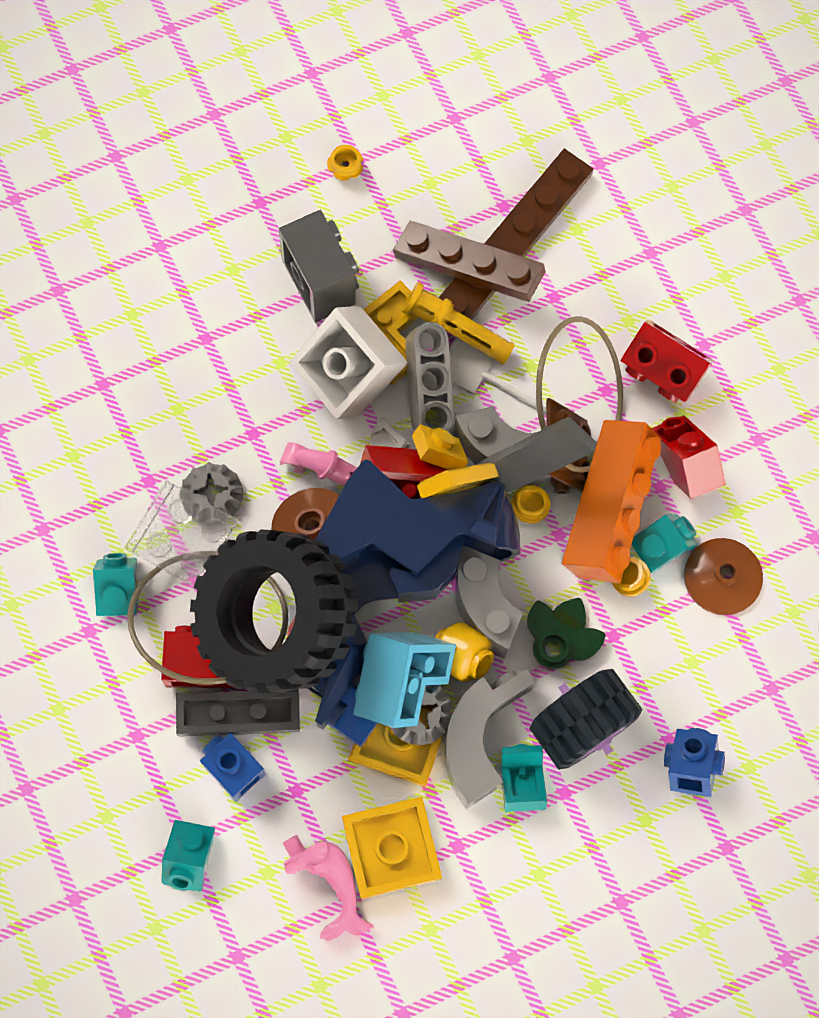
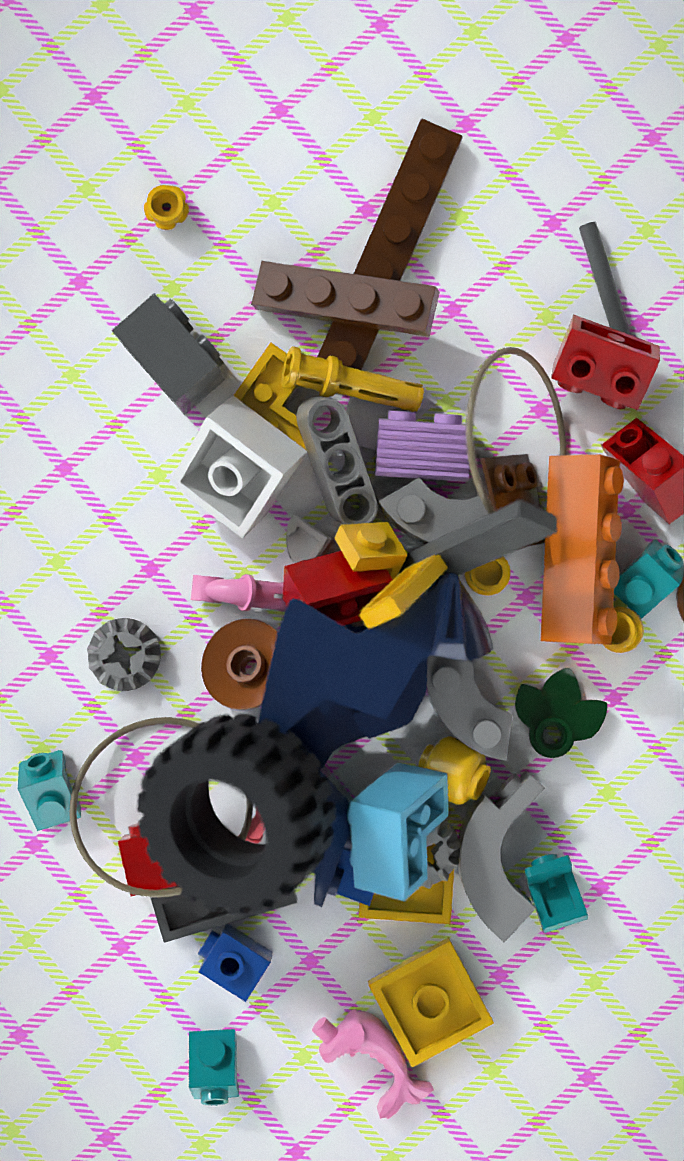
camera: 10 degrees left, 15 degrees up
(180, 533) = (103, 718): clear piece -> none
(501, 386) = (422, 447): none -> lavender brick
(585, 718) = (611, 818): black wheel -> none
(681, 299) = (603, 277): none -> dark grey bar

